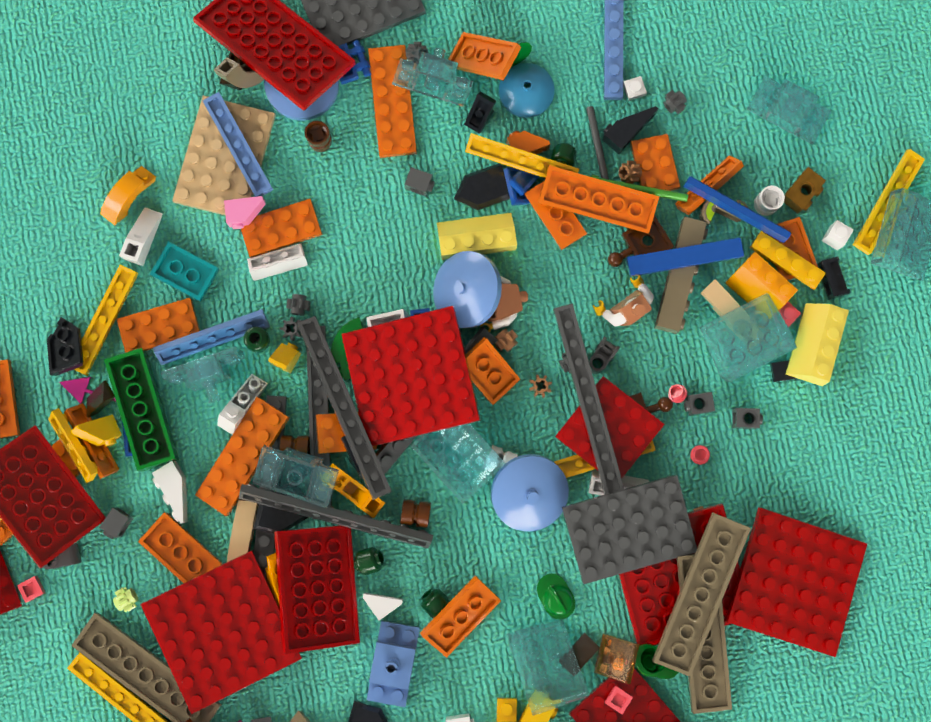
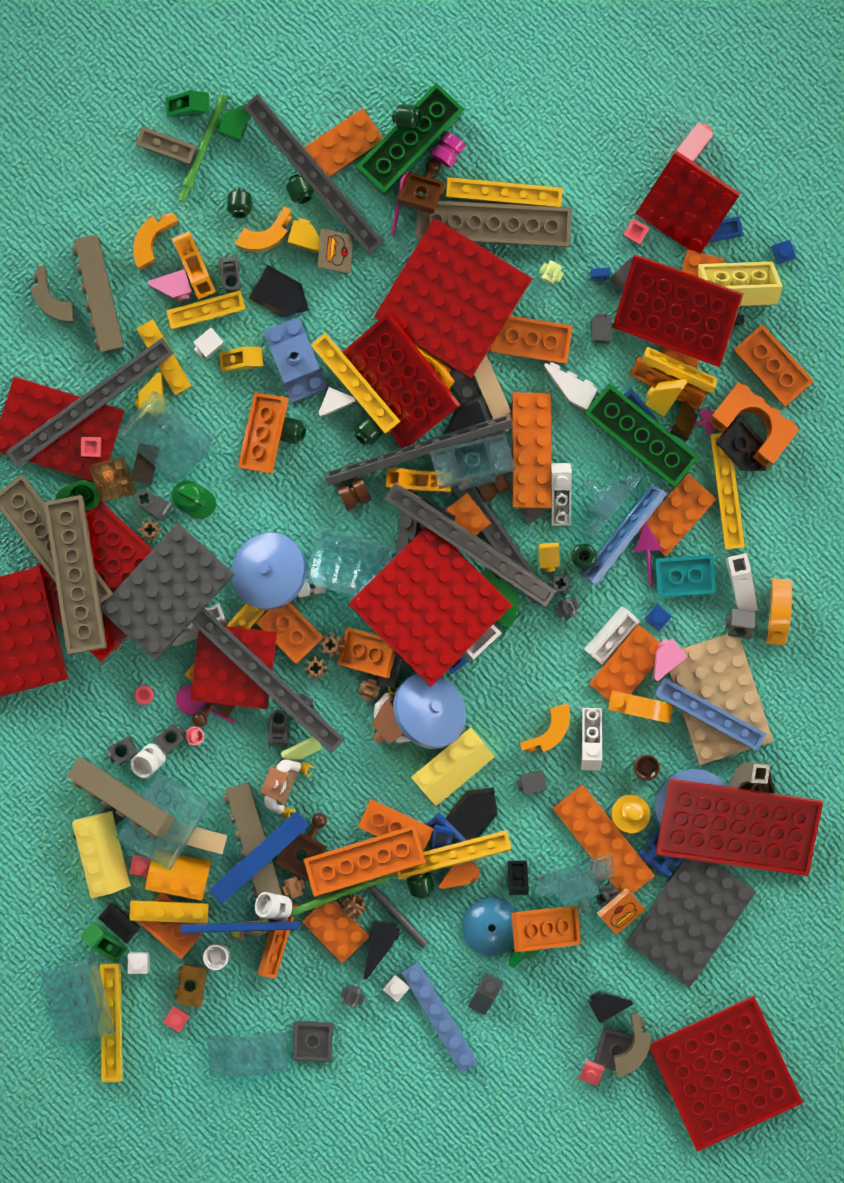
camera: 145 degrees right, 5 degrees up
(25, 343) = (779, 429): none -> orange arch
(85, 571) = (600, 274): none -> blue plate
(164, 203) = (741, 623): none -> brick
(196, 317) = (647, 542): none -> dark pink piece
(230, 252) = (657, 617): none -> blue plate
(291, 187) = (640, 706): none -> light orange arch
(348, 186) = (591, 739): none -> white slope
(353, 610) = (355, 383): none -> yellow plate
(355, 107) = (630, 814): none -> yellow plate
(375, 210) = (559, 724): none -> light orange arch
(413, 35) = (621, 911): none -> orange tile
(439, 694) = (241, 359): none -> yellow slope
(518, 394) = (332, 650): none -> medium nougat gear
(539, 427) = (294, 632): none -> orange plate
(563, 40) = (485, 993): none -> dark grey slope
(591, 611) = (156, 506): none -> dark grey piece
(596, 327) = (302, 750): none -> yellowish green slope
(604, 595) = (147, 526): none -> medium nougat gear
(670, 217) = (293, 887): none -> medium nougat gear
(670, 426) = (187, 706): none -> dark pink piece
(698, 208) = (273, 906): none -> white wheel
(729, 88) = (312, 1041): none -> dark grey tile
(731, 395) = (148, 760): none -> white wheel
(774, 377) = (121, 797): none -> dark tan brick
(831, 172) = (176, 1018): none -> coral plate
(857, 270) = (104, 942): none -> green slope

